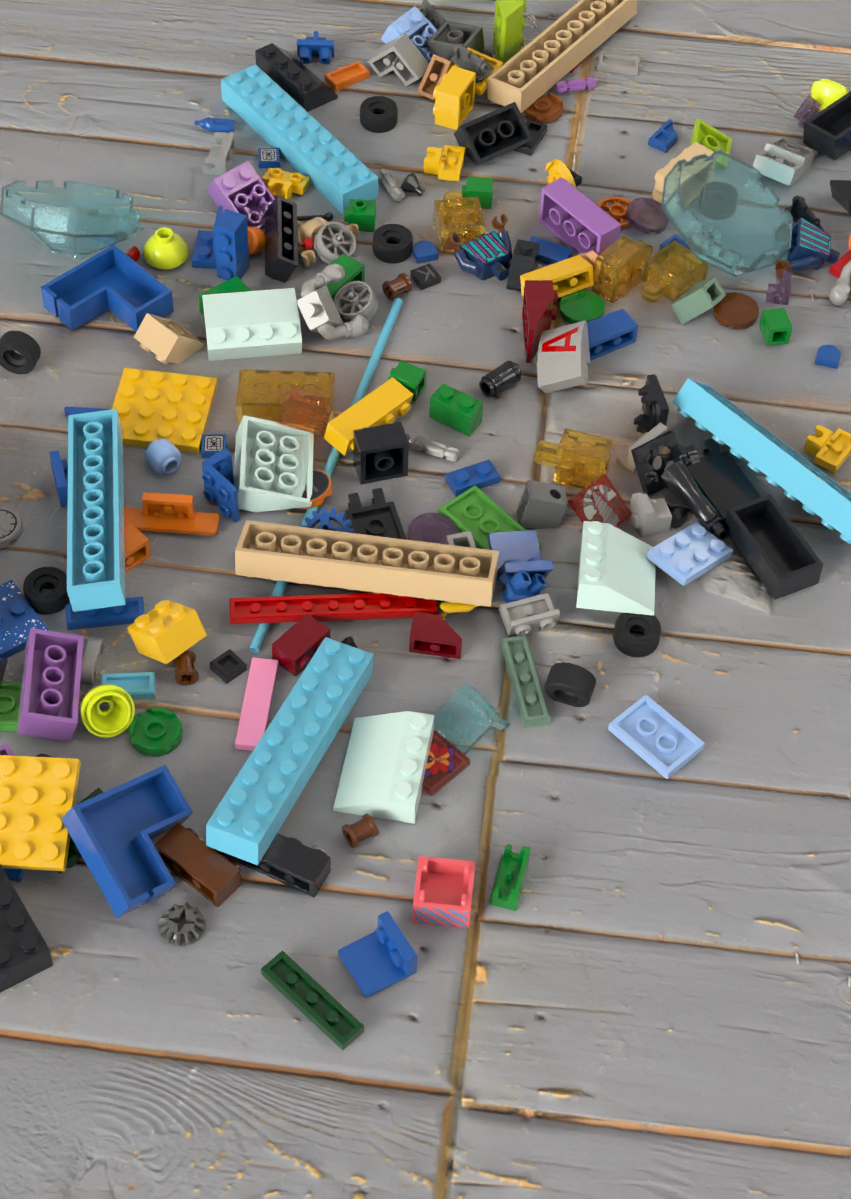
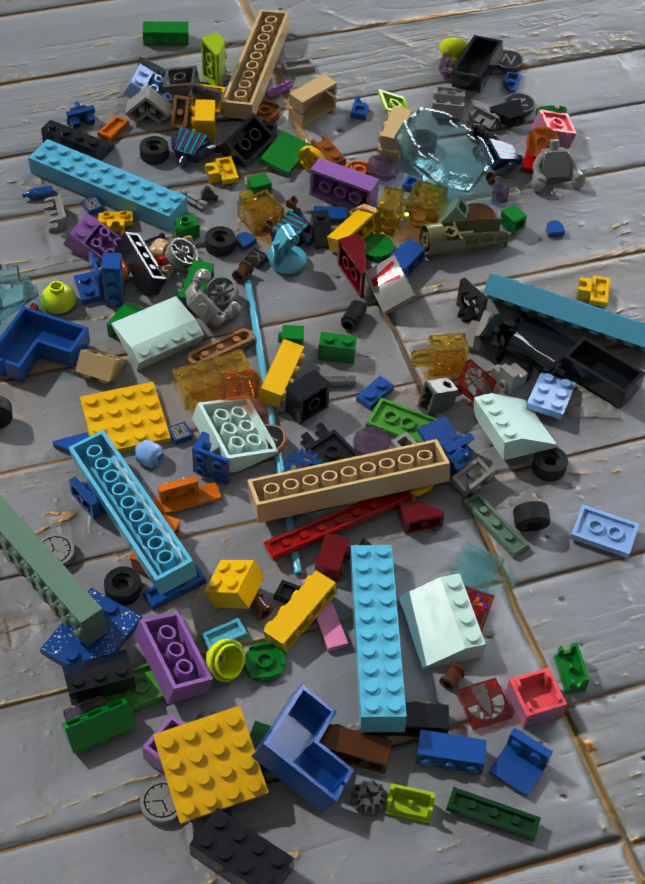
camera: 25 degrees left, 0 degrees up
(222, 949) = (410, 803): none -> lime hinge
(225, 690) = (300, 611): none -> yellow brick
(304, 912) = (451, 752): none -> blue brick
(341, 363) = (226, 344): none -> medium nougat plate
(381, 876) = (484, 703): none -> clear red tile
(423, 122) = (191, 146): none -> dark blue torso
(457, 282) = (283, 254): none -> medium azure piece
(528, 163) = (283, 153): none -> green tile
(593, 178) = (329, 150): none -> dark orange hinge
(604, 108) = (312, 100): none -> tan piece
(697, 327) = (462, 236): none -> olive piece
(817, 187) = (491, 120): none -> light grey hinge

